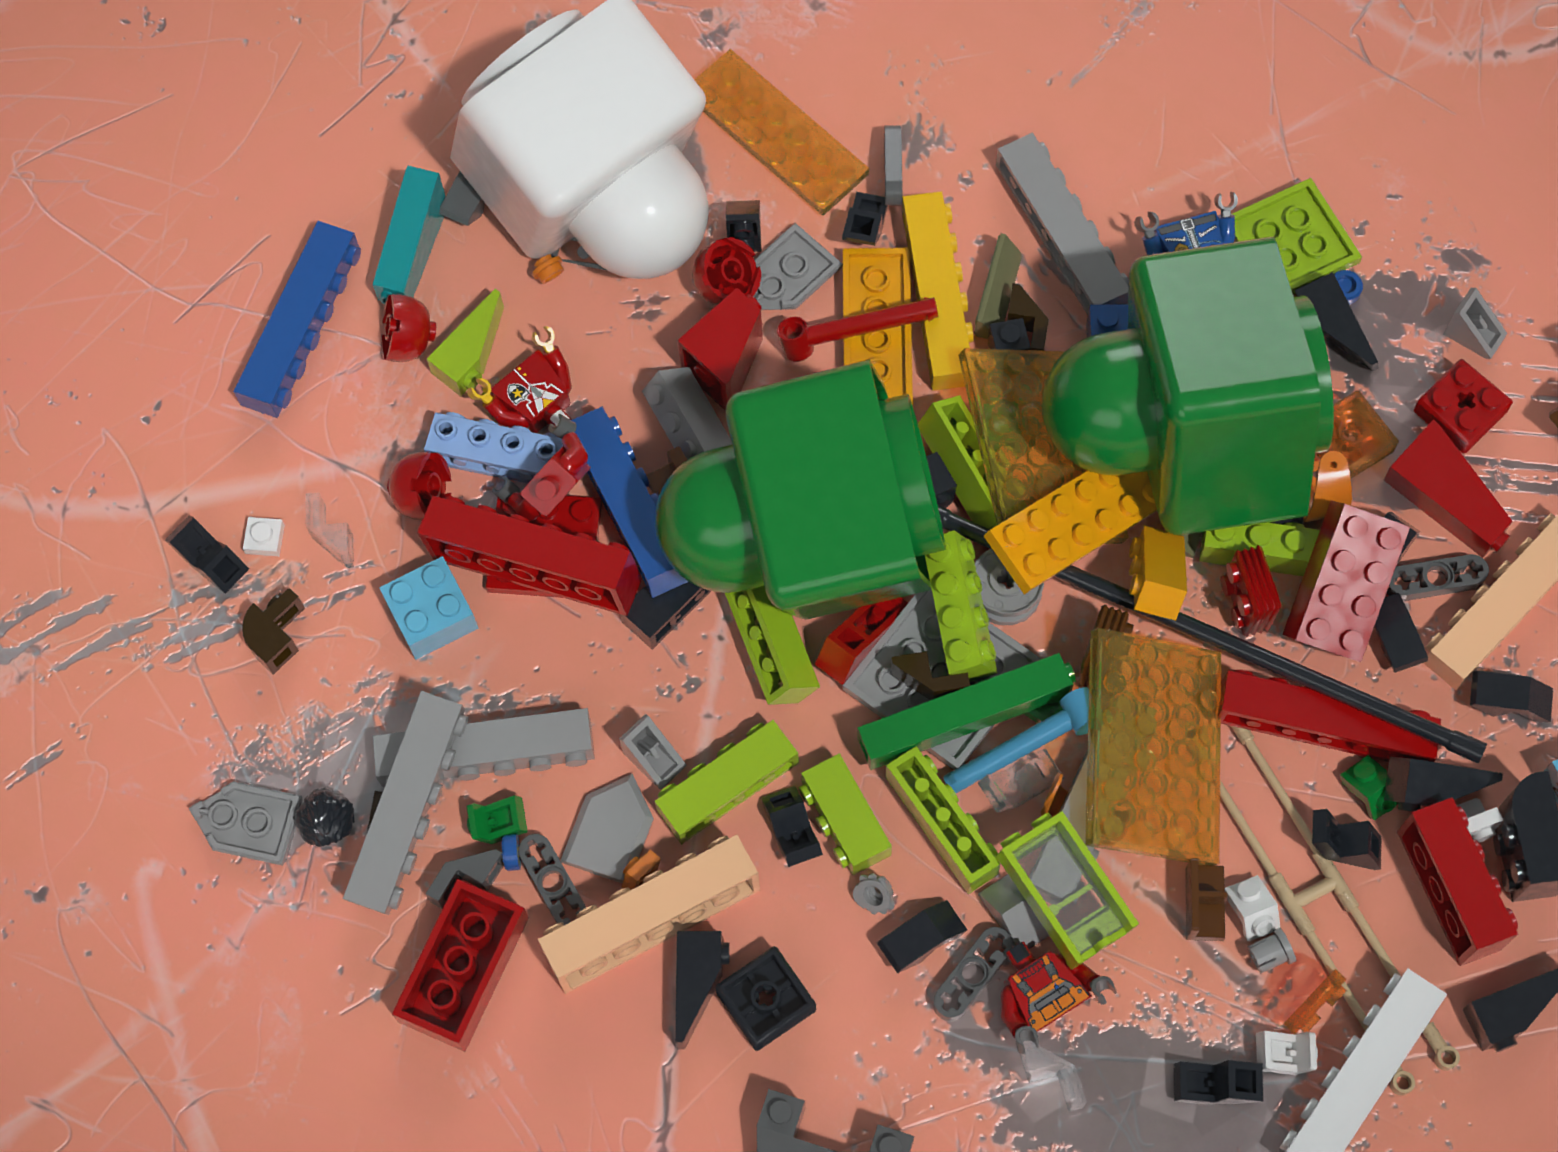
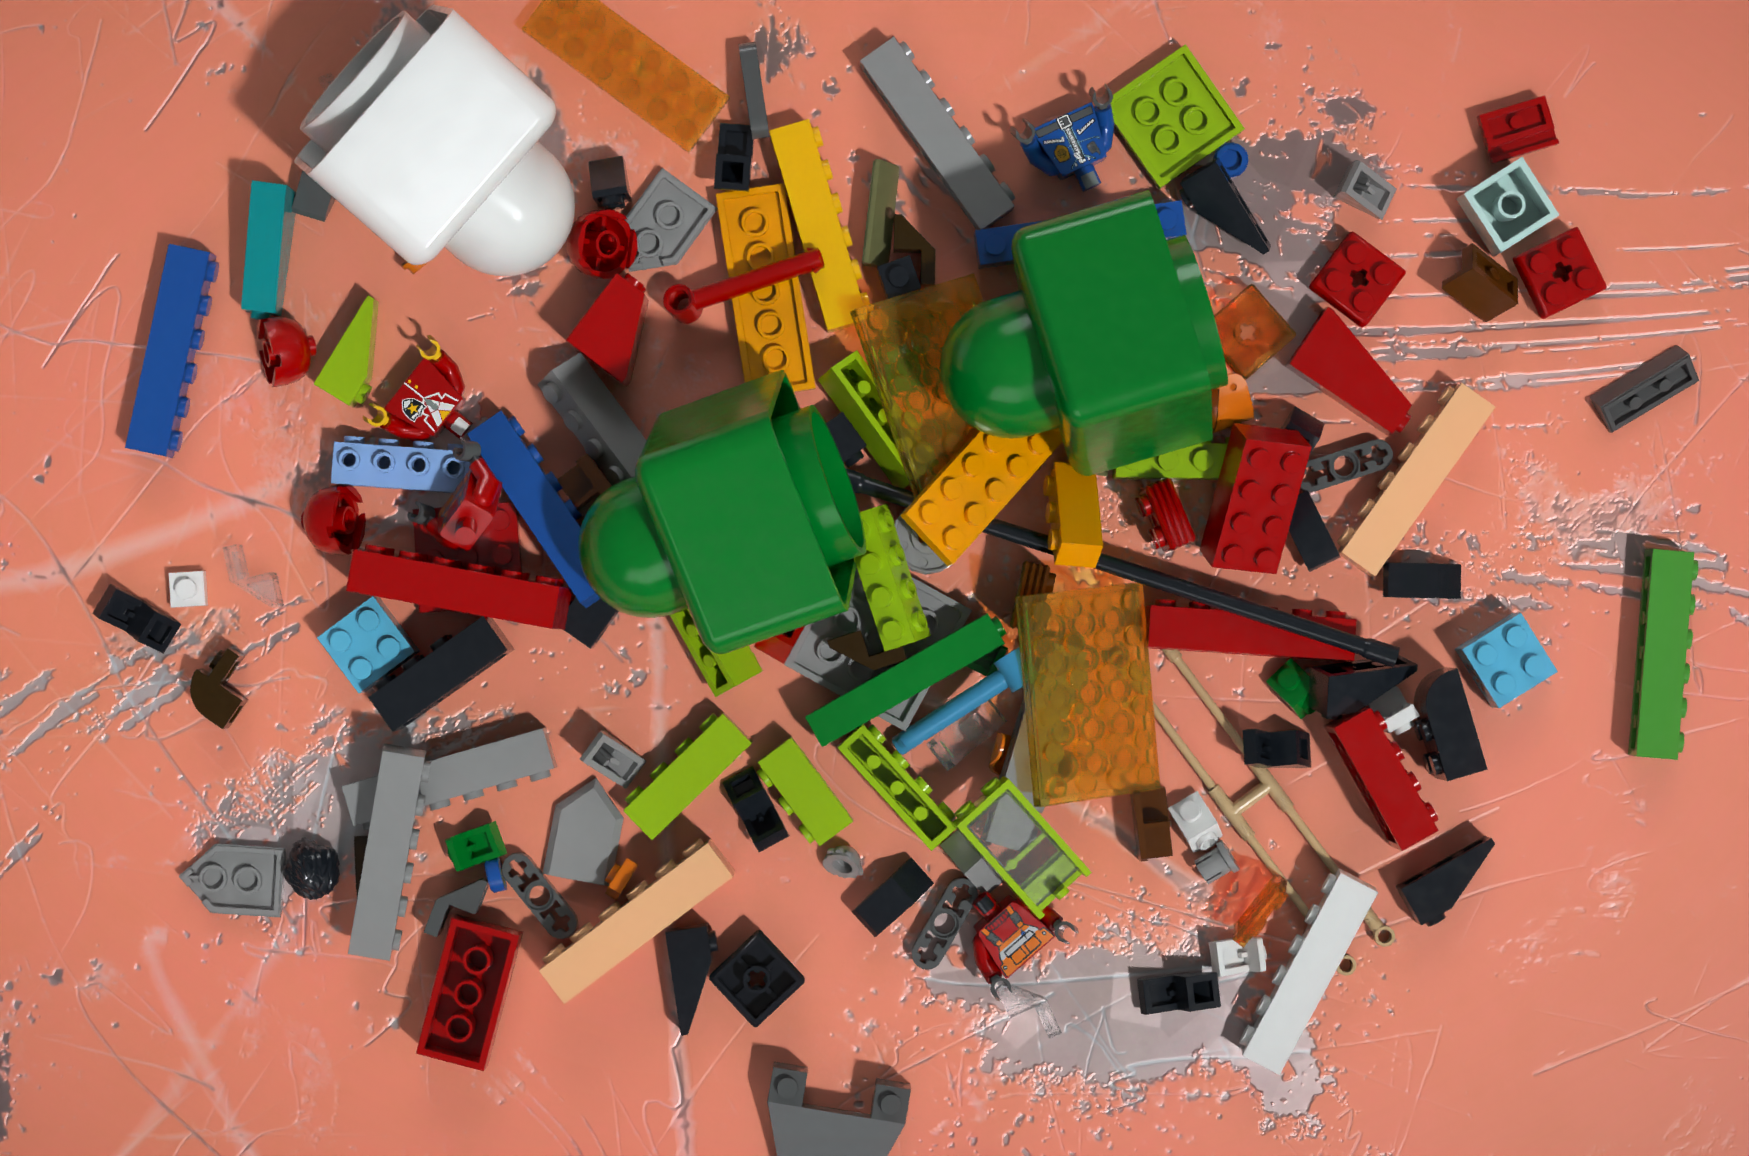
camera: 10 degrees left, 20 degrees up
(496, 639) = (440, 673): none -> black brick

